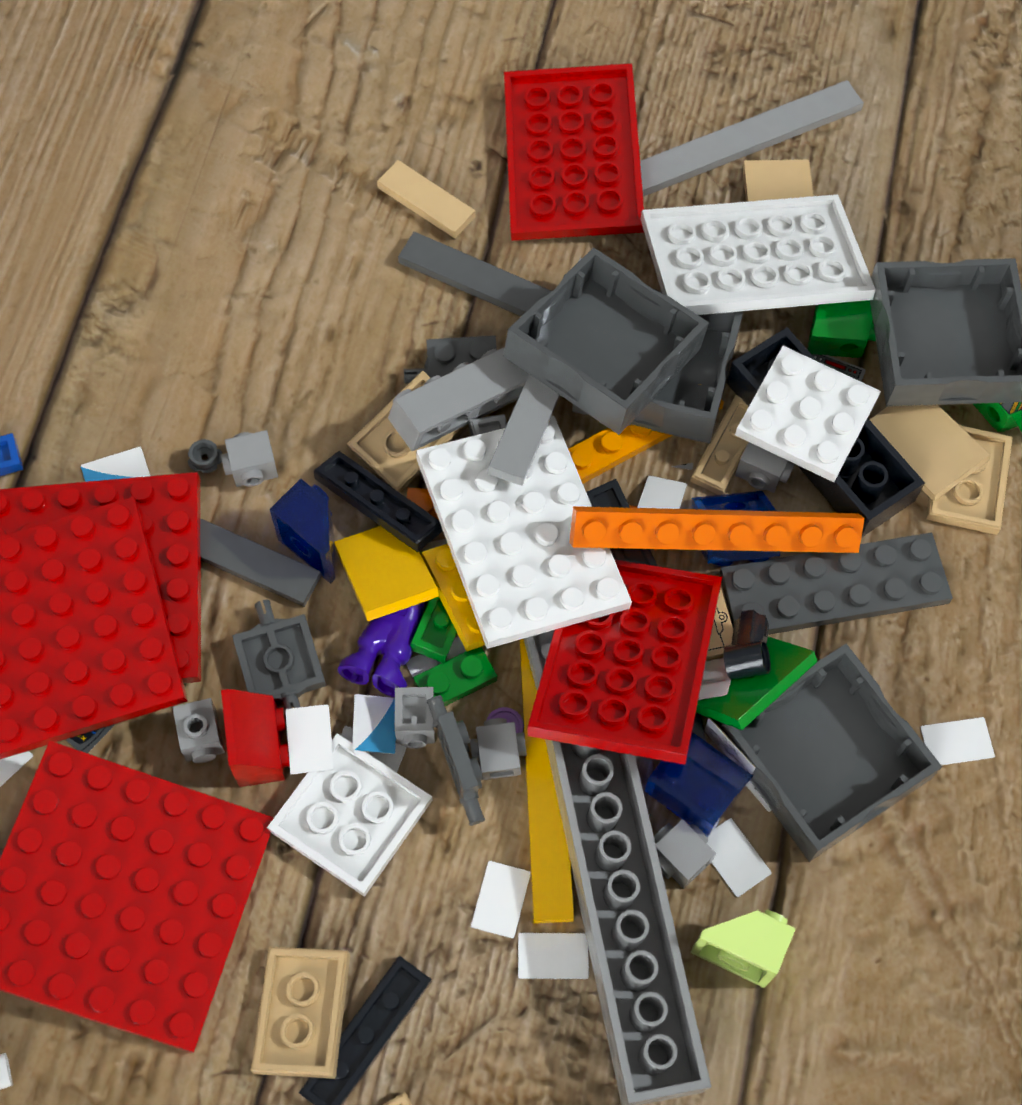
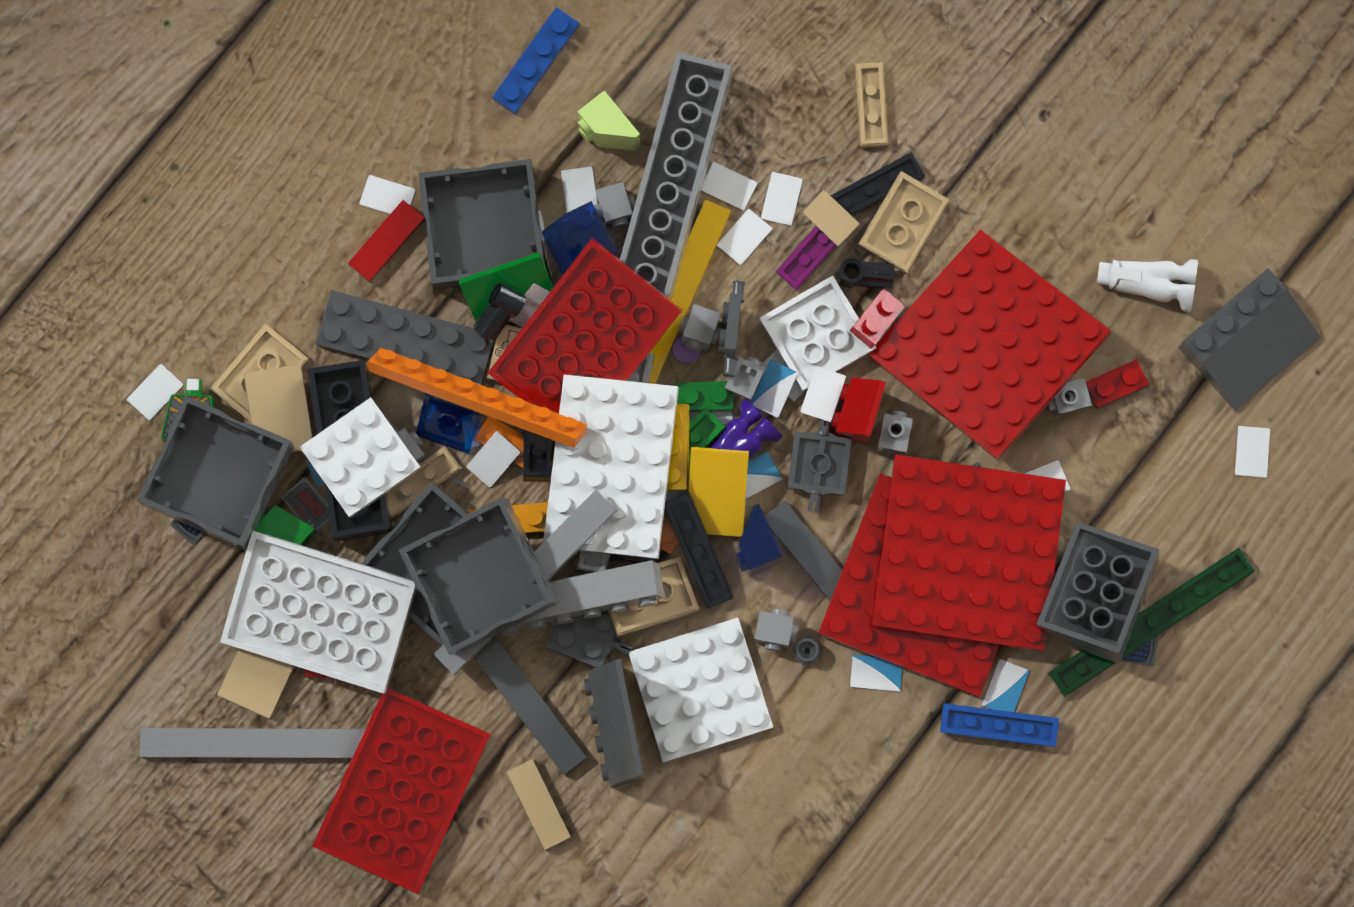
camera: 150 degrees left, 15 degrees up
(281, 865) = (877, 318): none -> plate
(307, 372) = (700, 690): none -> white plate
(317, 919) = (869, 274): none -> black piece
(345, 623) = (761, 474): none -> sticker
(377, 286) = (615, 724): none -> dark grey slope
(398, 963) = (831, 218): none -> tan sticker
(402, 919) = (806, 258): none -> magenta tile
(477, 972) = (781, 198): none -> white sticker
(884, 1001) = (535, 61): none -> blue plate
(927, 683) = (386, 241): none -> red tile

